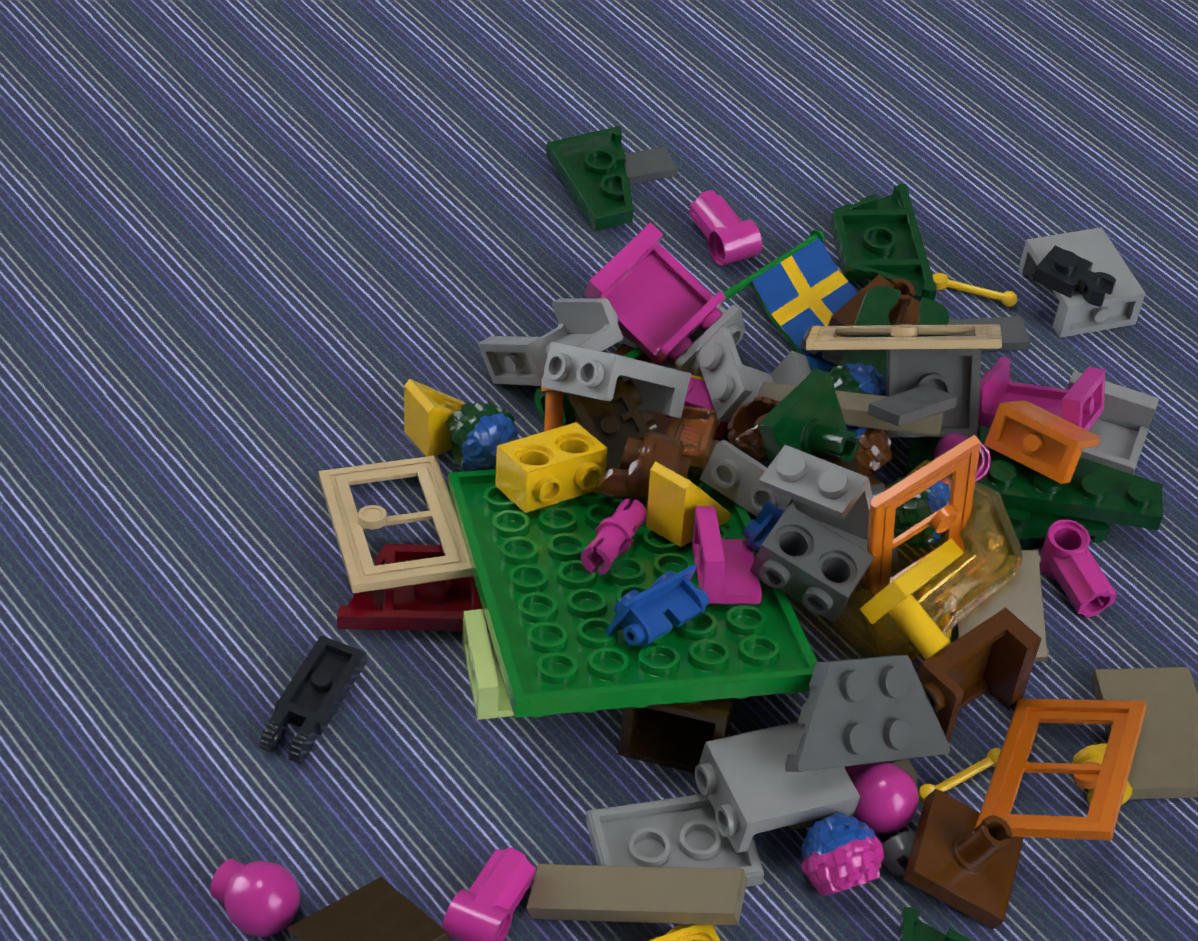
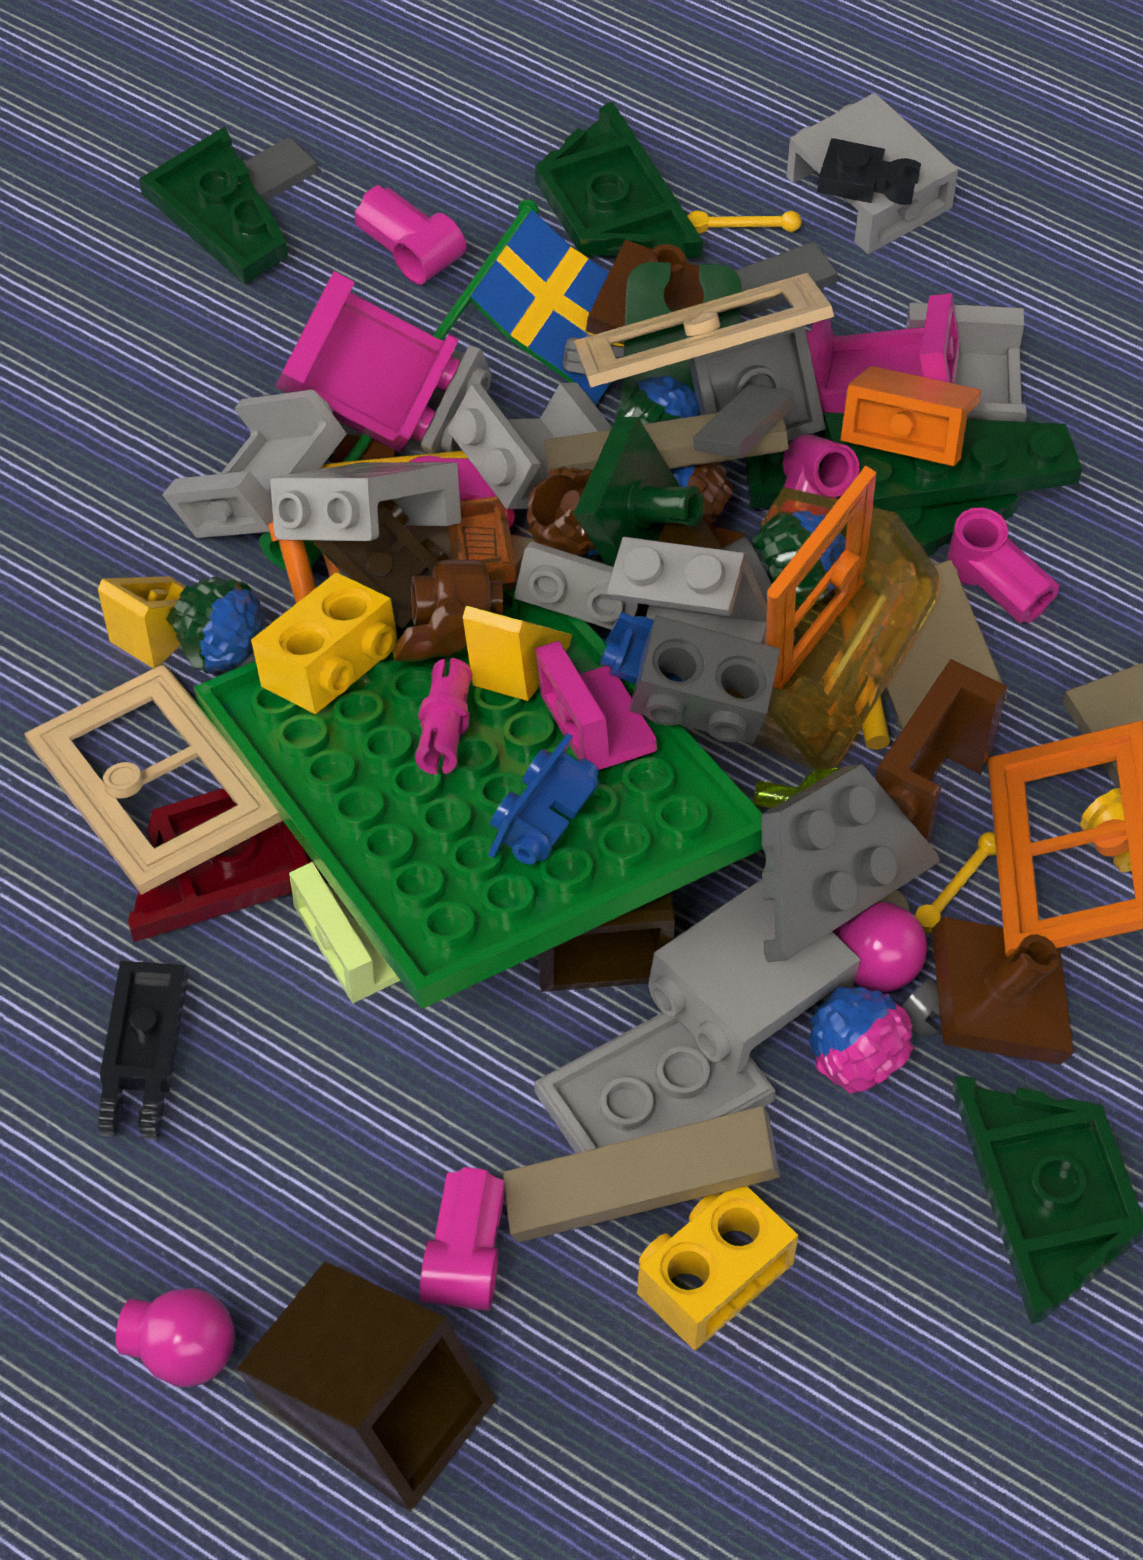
camera: 15 degrees left, 10 degrees up
(905, 610) = (822, 681): yellow piece -> none

